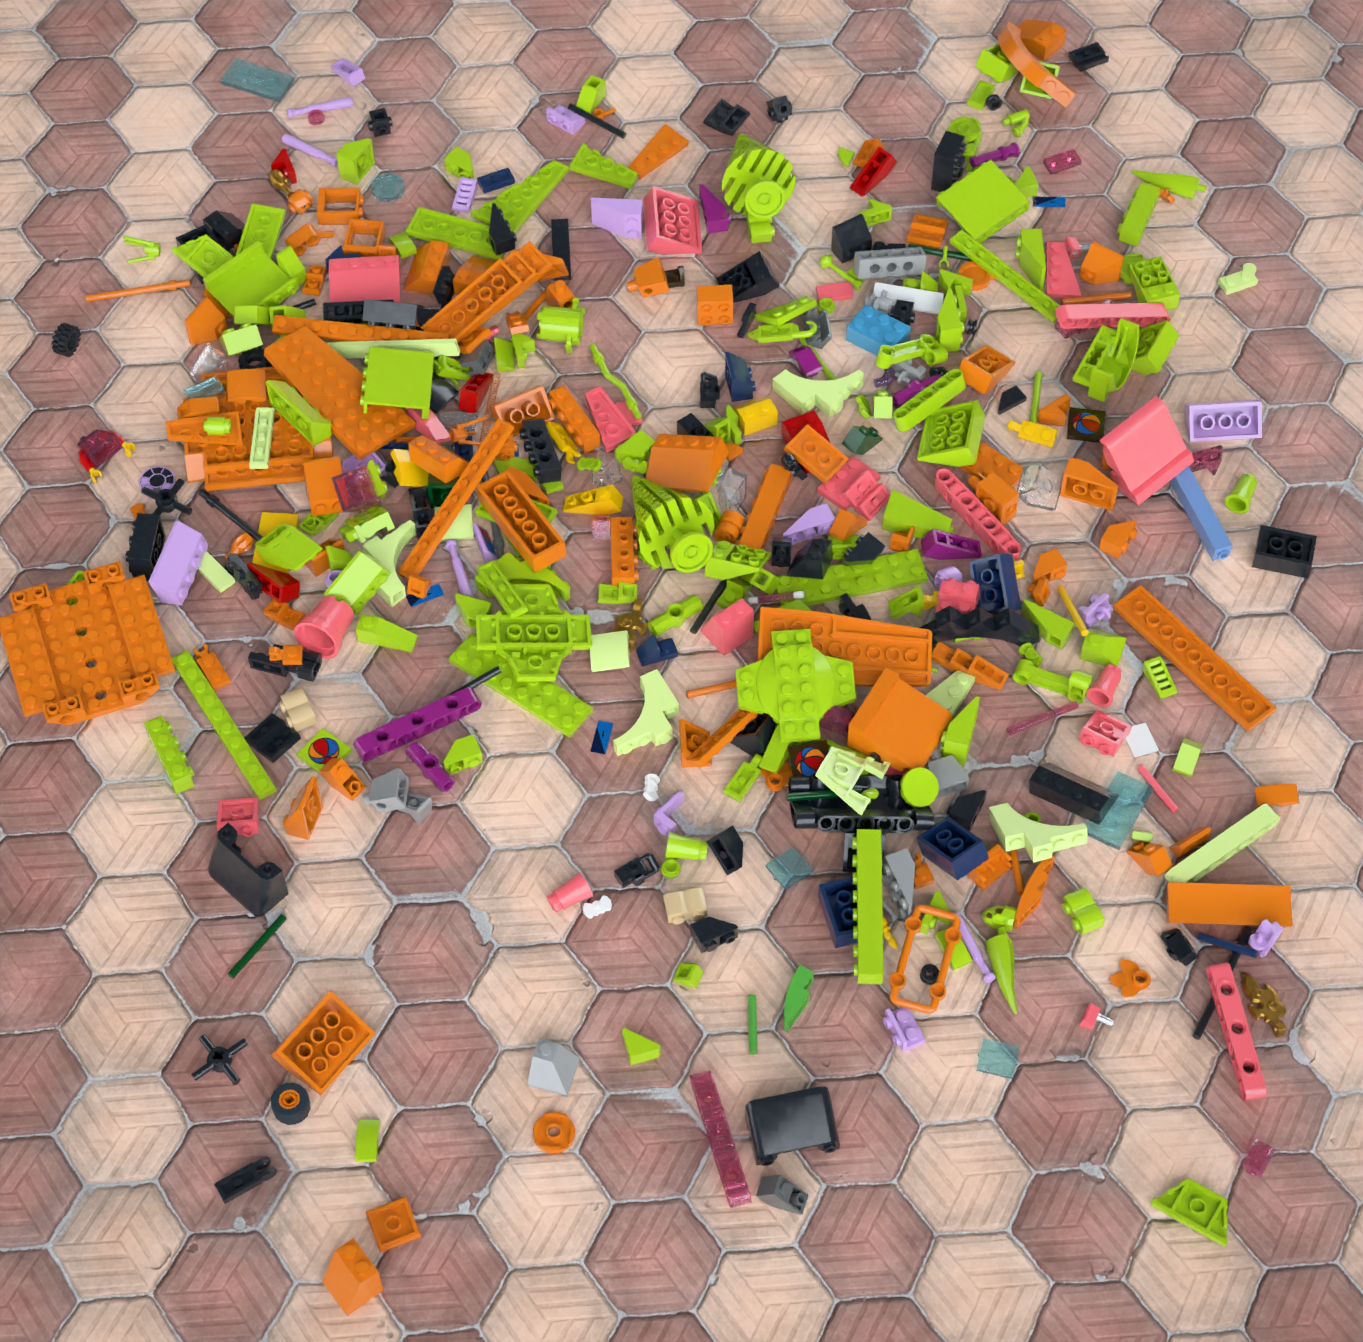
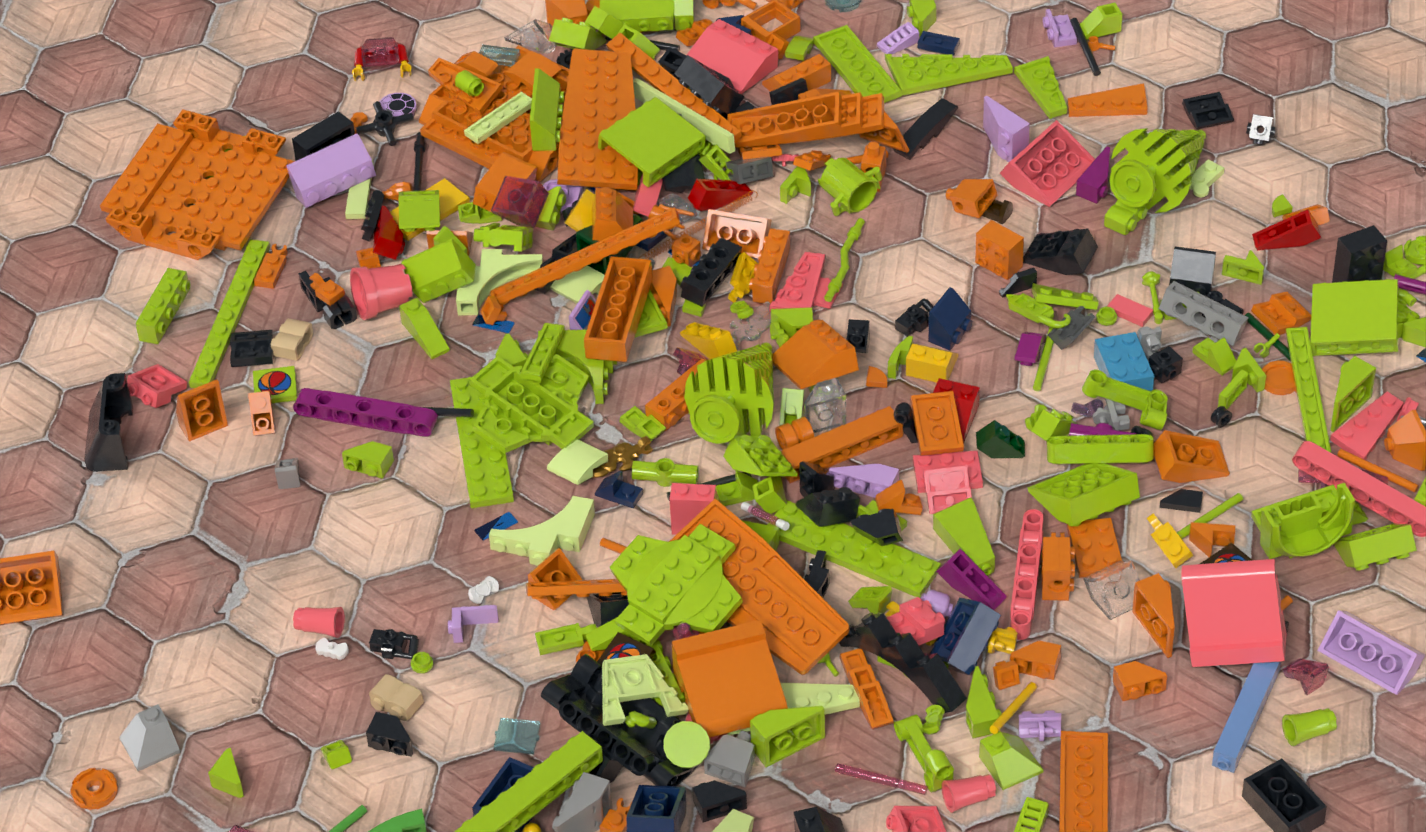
camera: 45 degrees right, 10 degrees down
(257, 946) = (68, 487): dark green bar -> none
(388, 791) = (274, 445): light grey torso -> none
(423, 760) = (334, 446): magenta piece -> none
(461, 576) = (532, 331): lavender piece -> none
(500, 235) = (885, 78): black slope -> none
(504, 355) = (771, 183): lime slope -> none
(685, 848) = (448, 652): lime plant -> none
(720, 428) = (877, 354): lime slope -> none
(728, 849) = (480, 676): black slope -> none
(815, 795) = (592, 685): dark green bar -> none
(826, 395) = (1014, 386): yellowish green arch -> none
(901, 541) = (935, 549): orange panel -> none
(923, 300) = (1194, 360): white slope -> none
(949, 326) = (1194, 396): lime slope -> none

